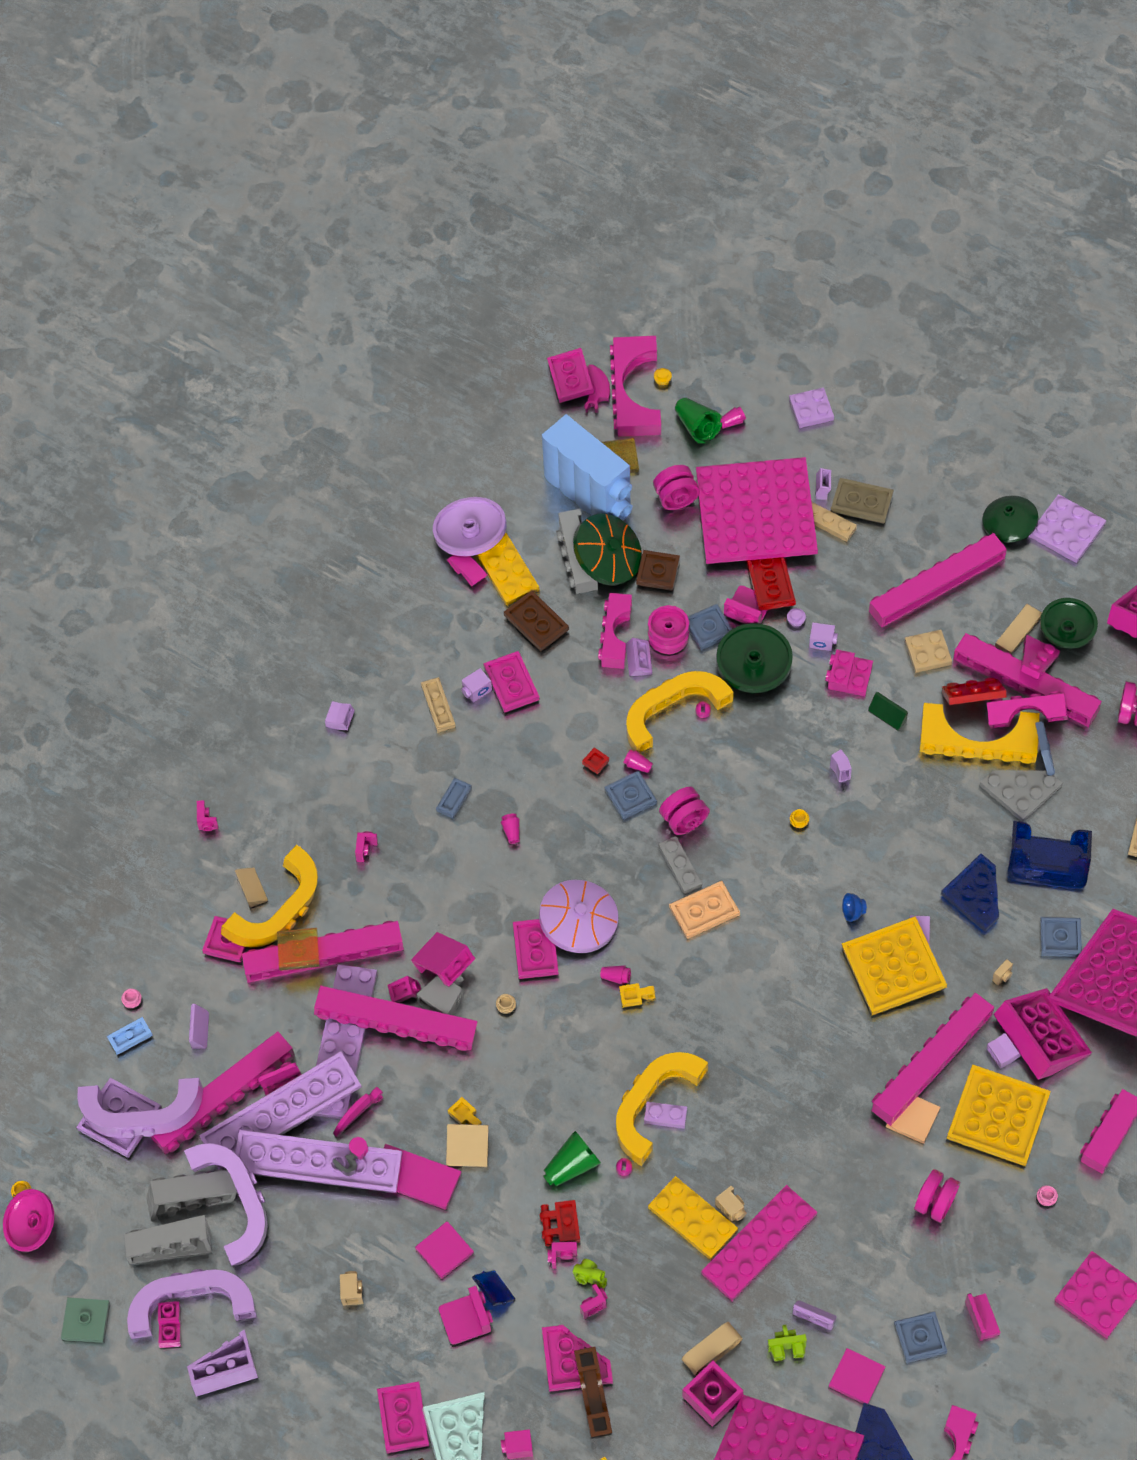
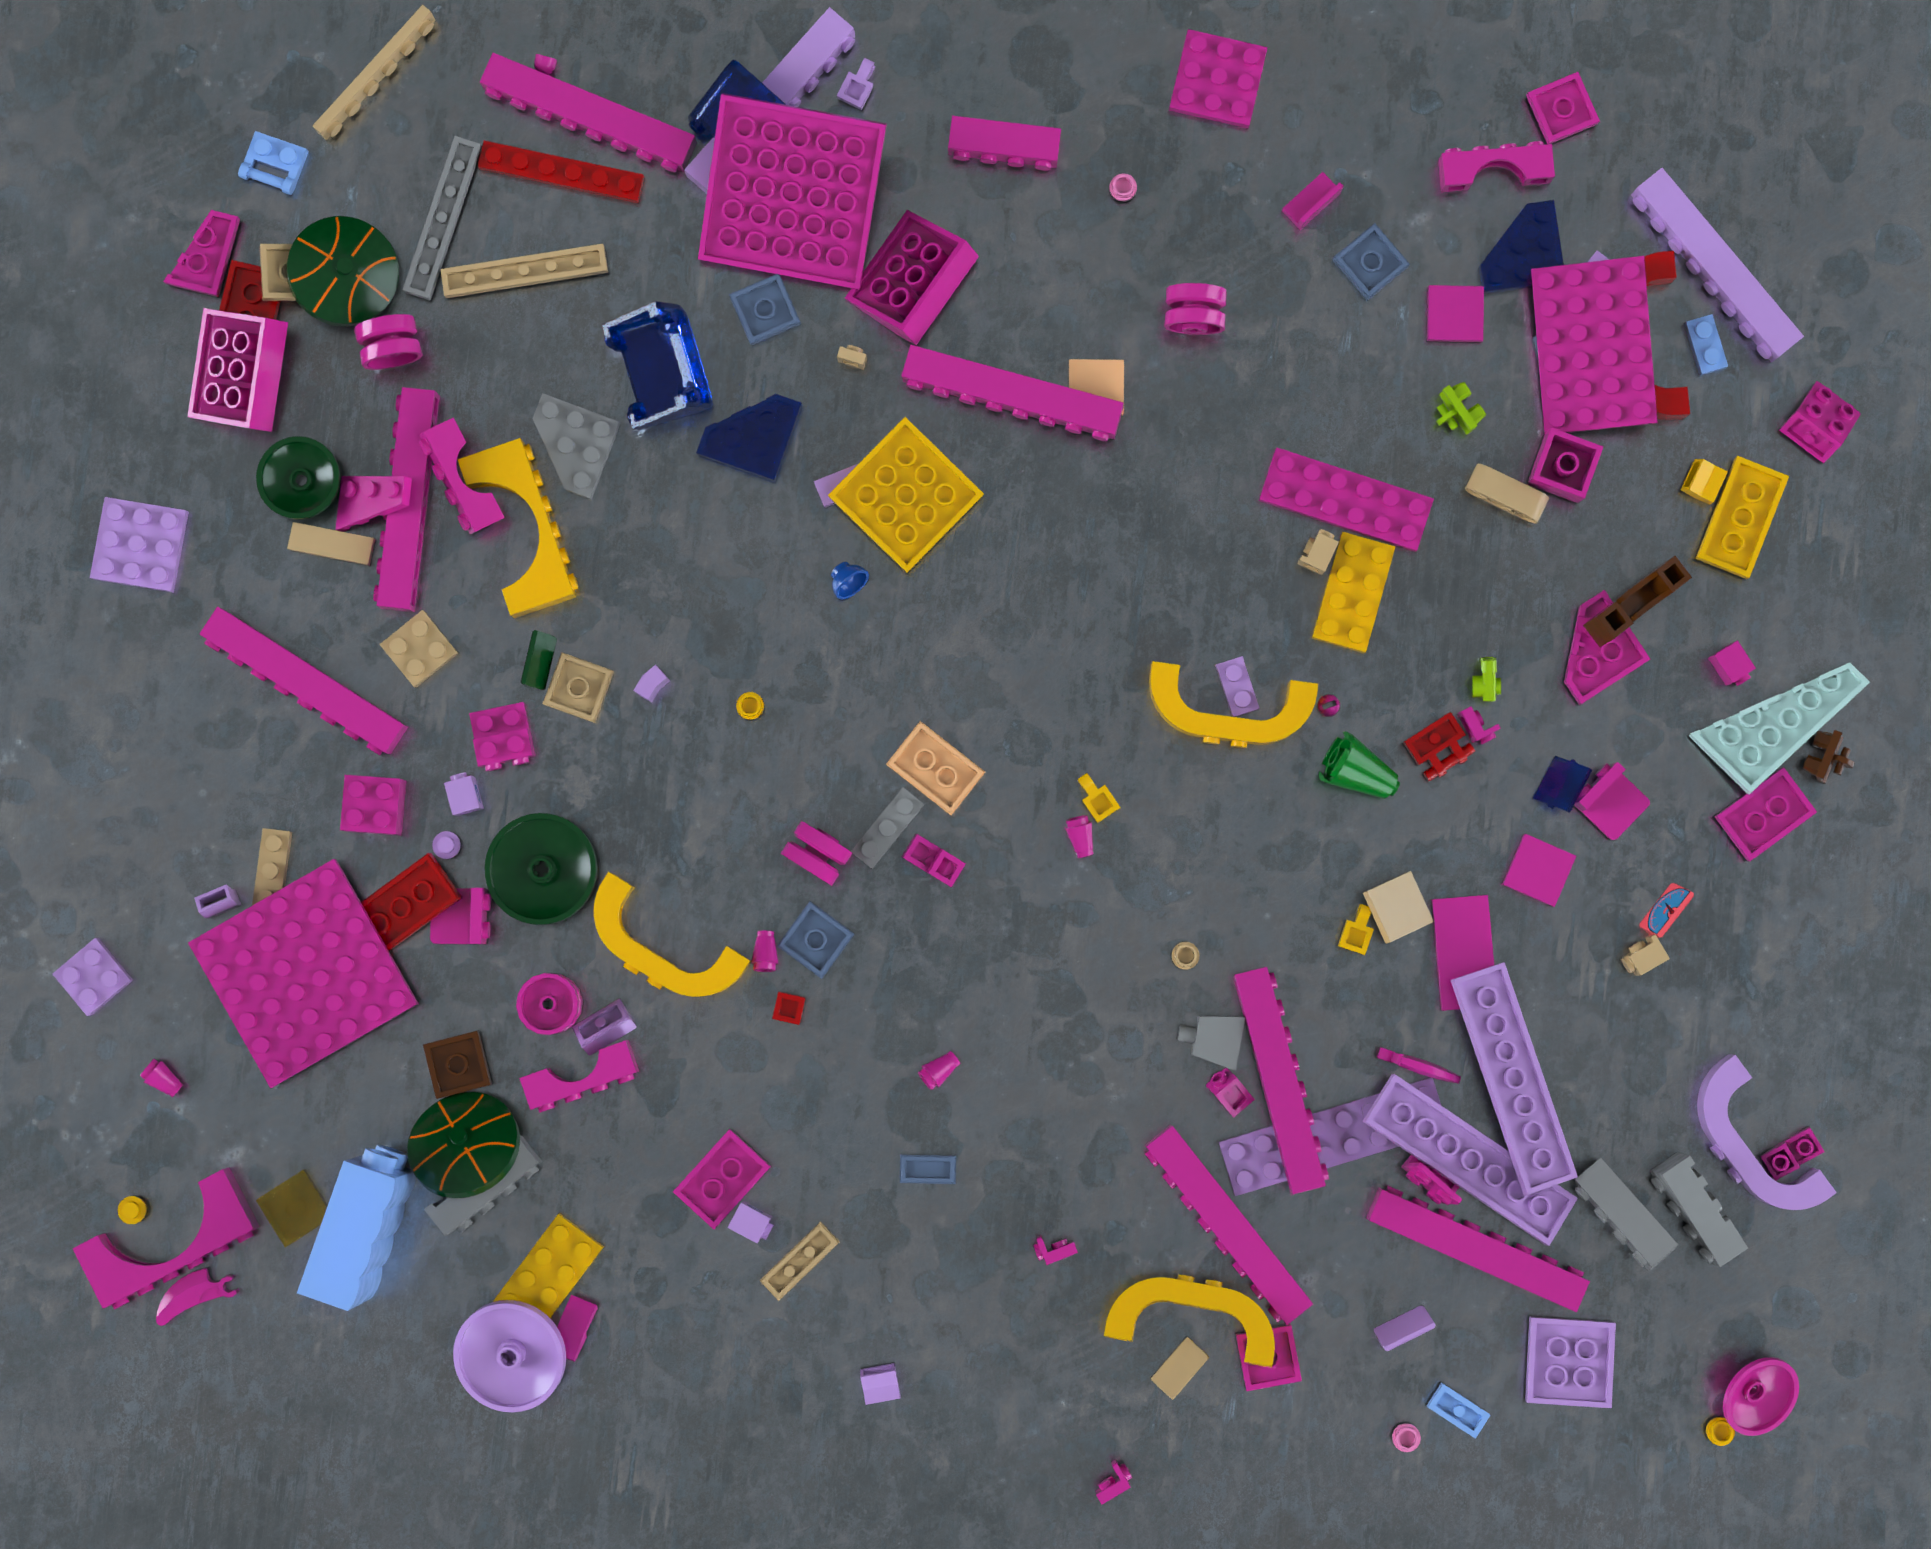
camera: 115 degrees left, 25 degrees up
(85, 1320) = (1837, 1258): sand green plate -> none
(141, 1122) = (1592, 1392): lavender arch -> none
(223, 1367) = (1814, 1053): lavender wedge -> none
(254, 1236) = (1592, 1149): lavender arch -> none
(298, 949) = (1251, 1252): plate -> none
(358, 1150) = (1486, 1030): leg -> none
(373, 1319) = (1666, 910): none -> slope
(444, 957) = (1172, 1061): dark pink panel -> none
(534, 950) = (1093, 955): dark pink plate -> none
(536, 620) = (612, 1192): reddish brown plate -> none
(570, 375) = (191, 1340): dark pink plate -> none
(578, 916) = (1024, 921): lavender dish -> none
(593, 1305) = (1523, 657): dark pink bracket -> none
(645, 883) = (933, 860): none -> dark pink slope
(676, 487) = (319, 1098): dark pink wheel -> none
(698, 419) = (187, 1124): green cone -> none
(707, 710) = (647, 910): dark pink hinge -> none
(708, 626) = (513, 955): sand blue tile -> none
(814, 1315) = (1404, 394): lavender slope -> none
(840, 586) = (373, 805): none -> dark pink brick
(859, 728) = (578, 687): none -> tan tile
(862, 500) = (219, 838): dark tan plate -> none
(973, 691) = (461, 558): red plate -> none
(998, 1115) = (1046, 285): yellow plate -> none
(1003, 1051) = (957, 315): lavender piece -> none
(1010, 525) = (176, 621): dark green dish -> none
(1045, 748) = (510, 428): sand blue tile -> none

